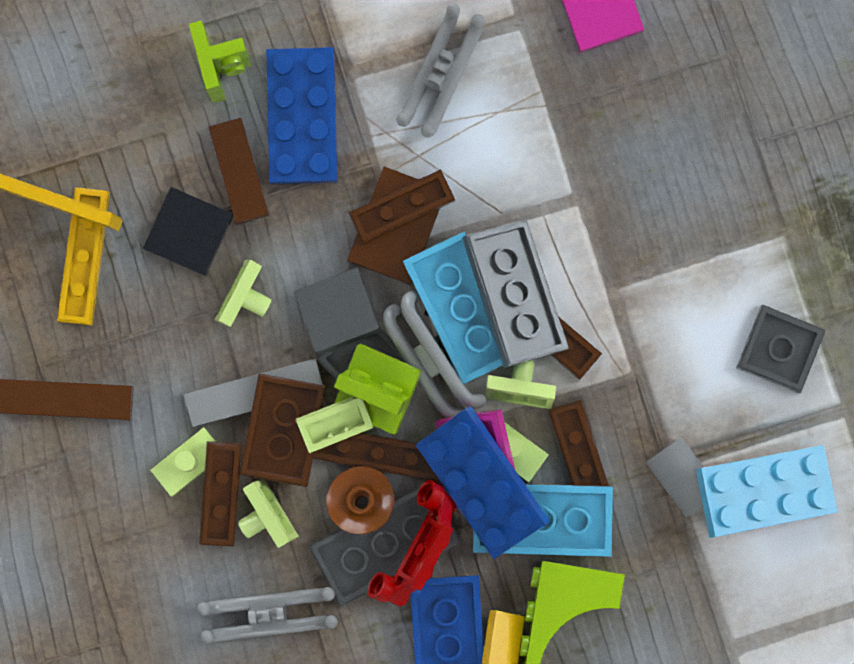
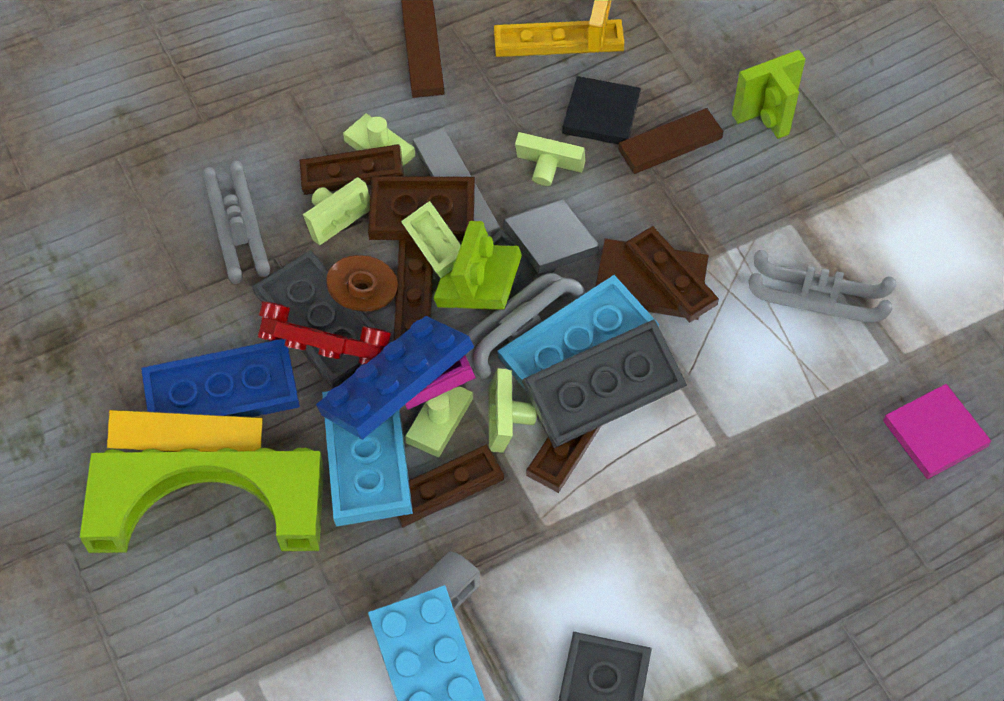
camera: 80 degrees right, 25 degrees down
(301, 115) = (740, 183): blue plate -> none

